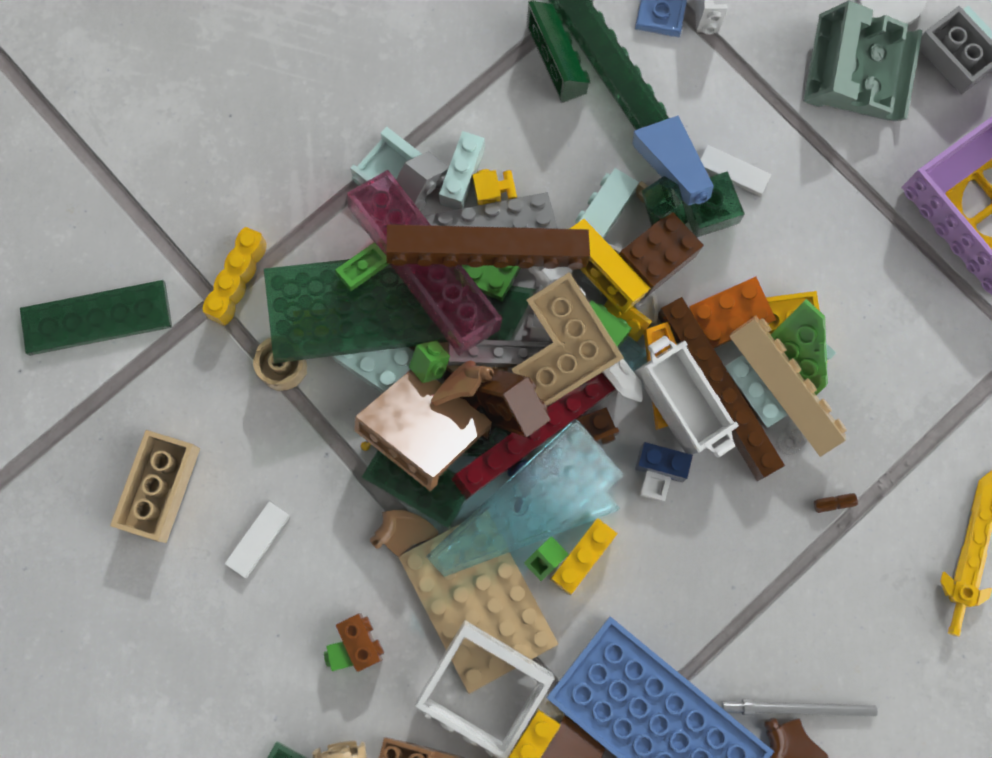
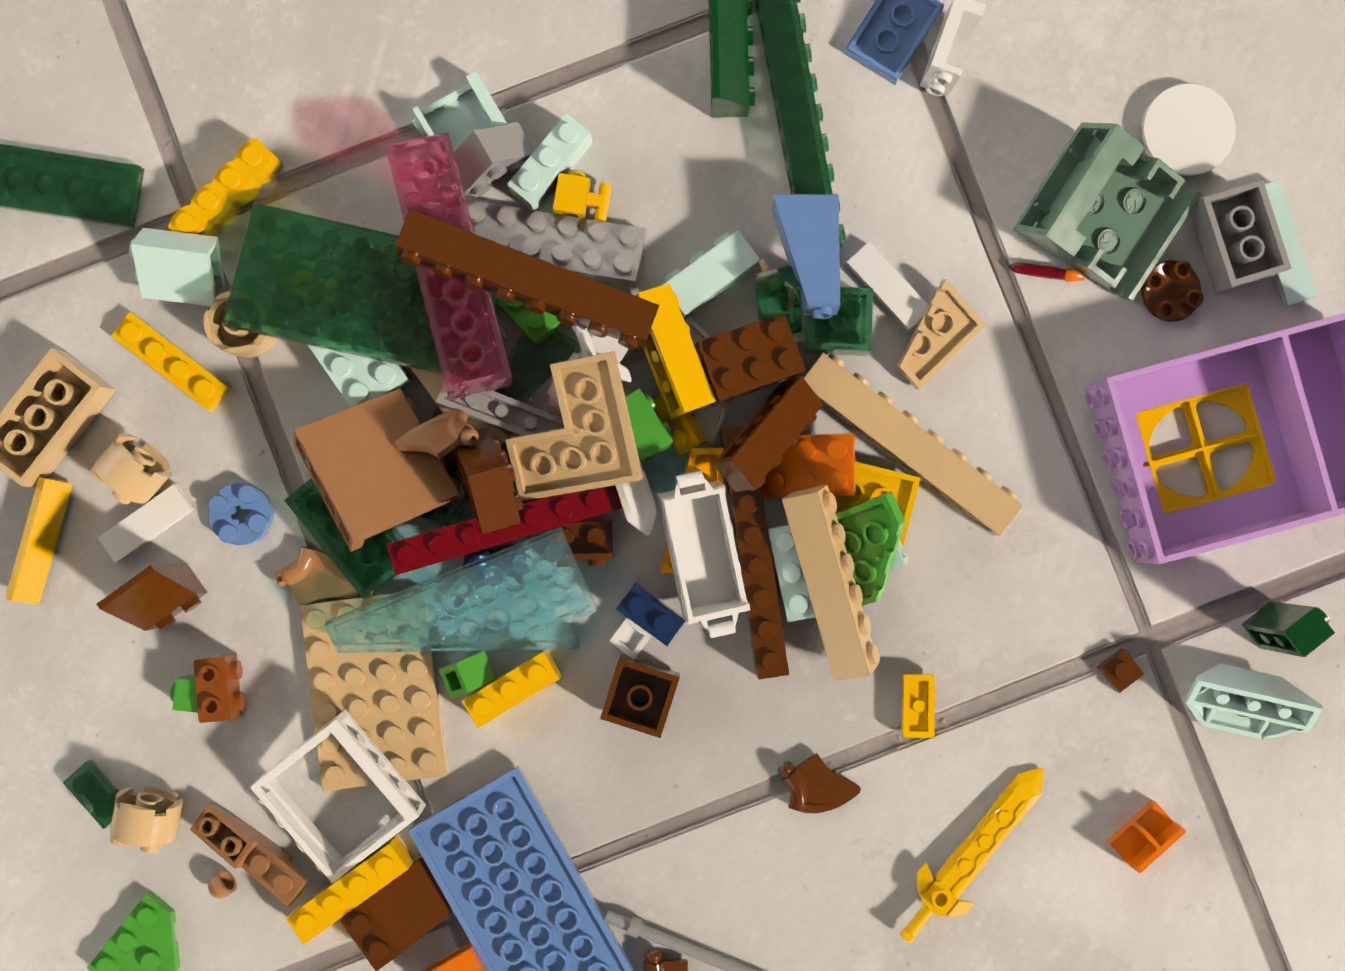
camera: 20 degrees right, 10 degrees up
(180, 582) = (39, 540): none -> yellow tile
(219, 338) = (177, 266): none -> light aqua brick
(234, 412) = (170, 361): none -> yellow plate
(235, 499) = (131, 470): none -> tan brick
(289, 587) = (155, 596): none -> reddish brown slope
(328, 491) = (224, 505): none -> medium blue plate
(362, 266) = (370, 244): bright green plate -> none
(429, 361) = (413, 392): bright green brick -> none
(681, 524) = (640, 696): none -> reddish brown brick
(698, 298) = (769, 435): none -> reddish brown brick
(785, 190) = (939, 335): none -> tan wing
(798, 272) = (911, 446): none -> tan brick
(837, 546) = (815, 786): none -> reddish brown arm
(838, 502) = (841, 737): reddish brown piece -> none
(840, 121) = (1049, 272): none -> dark red piece
(885, 456) = (917, 705): none -> yellow plate
(931, 103) = (1172, 291): none -> reddish brown dish

